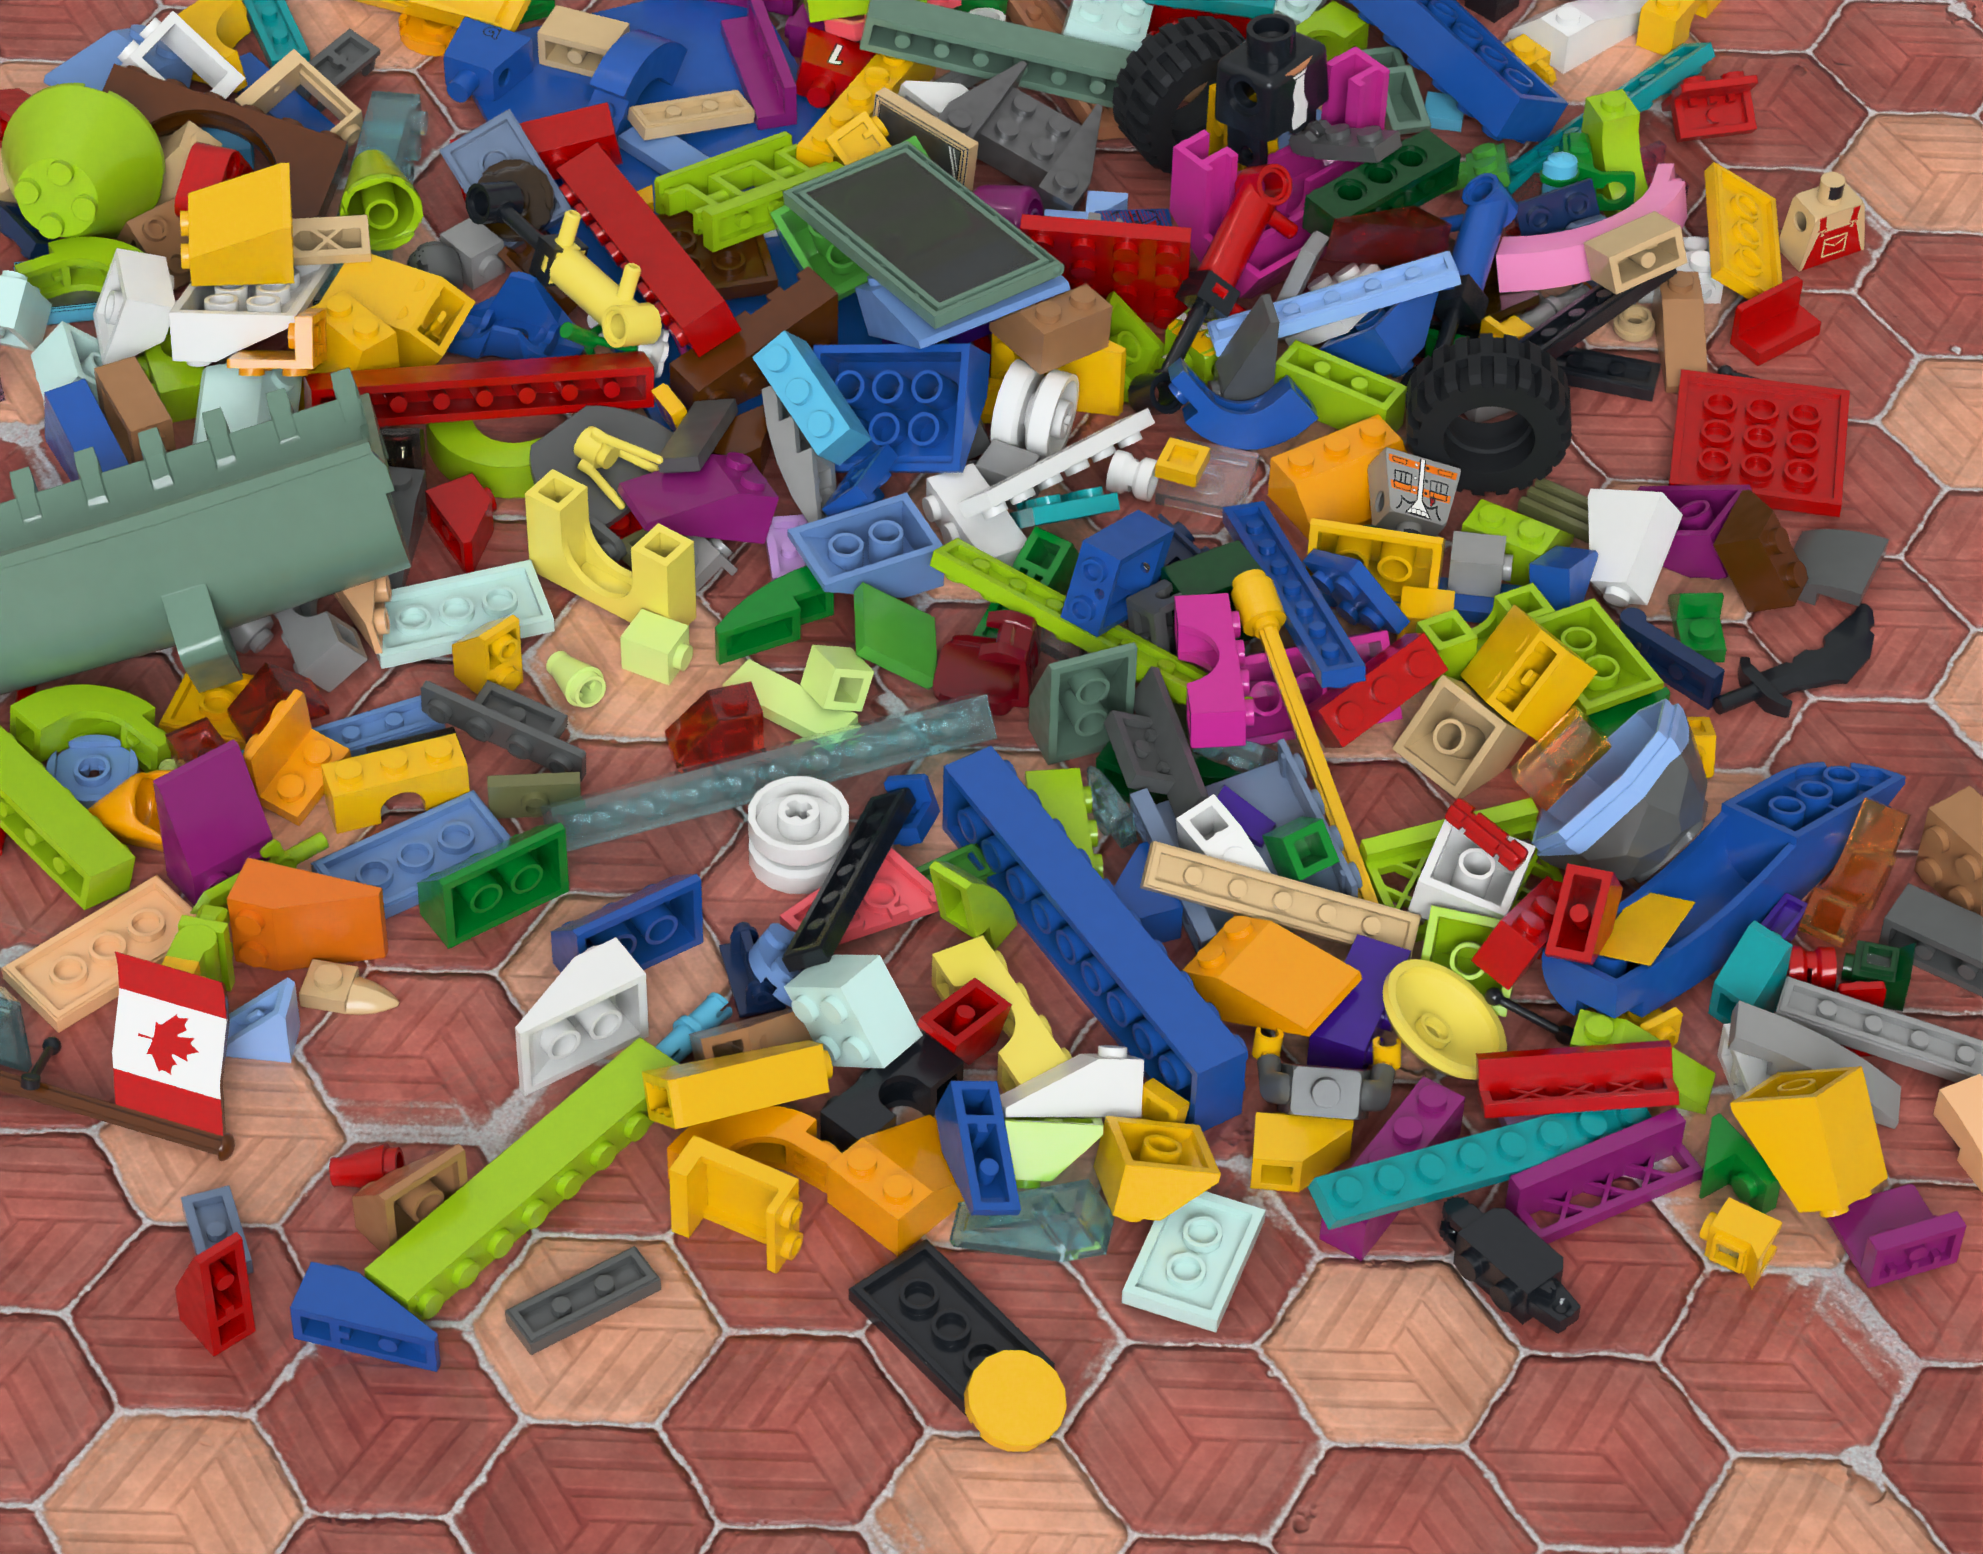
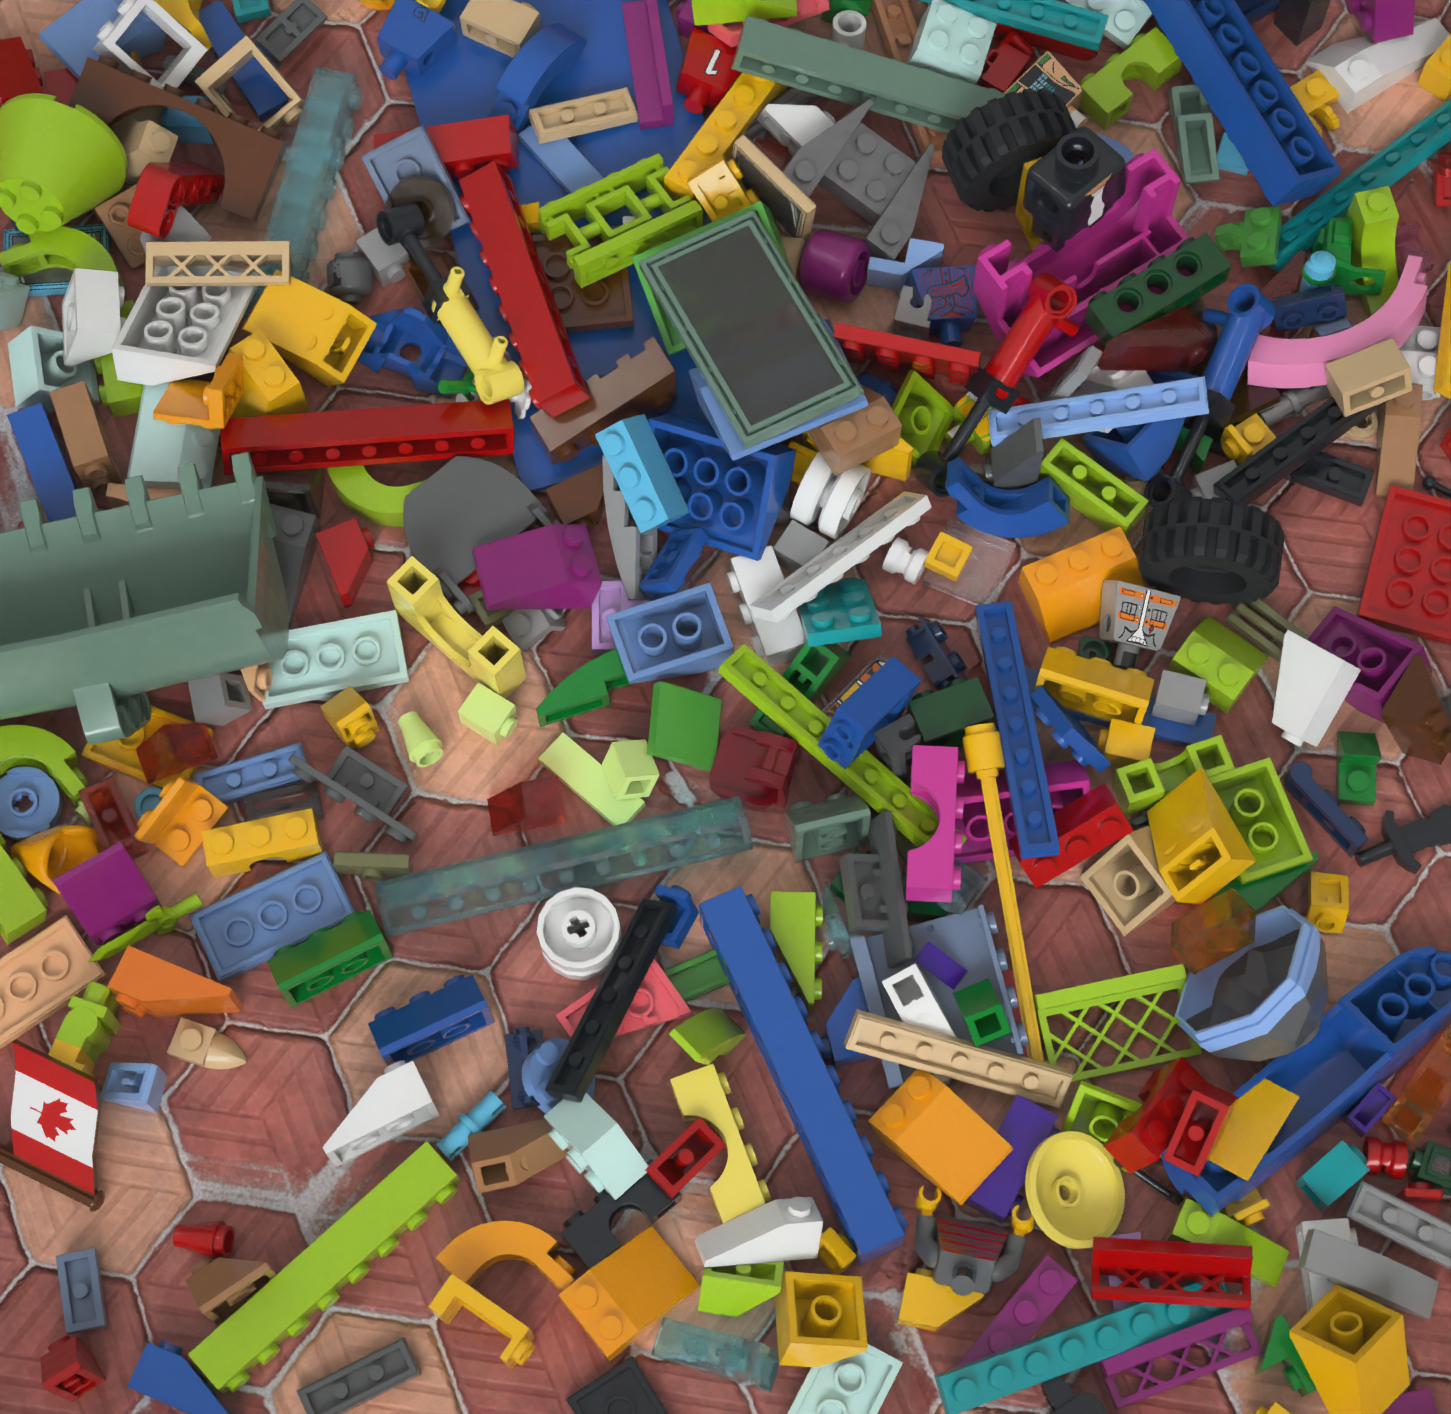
camera: 10 degrees right, 25 degrees up
(240, 230) = (177, 266): yellow slope -> none
(386, 196) = (303, 210): lime cone -> none
(601, 450) = (463, 511): light yellow plant -> none
(669, 405) = (529, 462): yellow tile -> none
(697, 435) = (543, 502): dark grey tile -> none
(736, 1083) = (494, 1208): yellow slope -> none
(978, 1147) = (680, 1296): blue slope -> none
(1345, 143) = (1136, 240): dark grey hinge -> none
(1466, 877) = (1119, 1049): white brick -> none
(1486, 834) = (1135, 1027): red axle -> none
(1563, 575) = (1247, 723): blue slope -> none

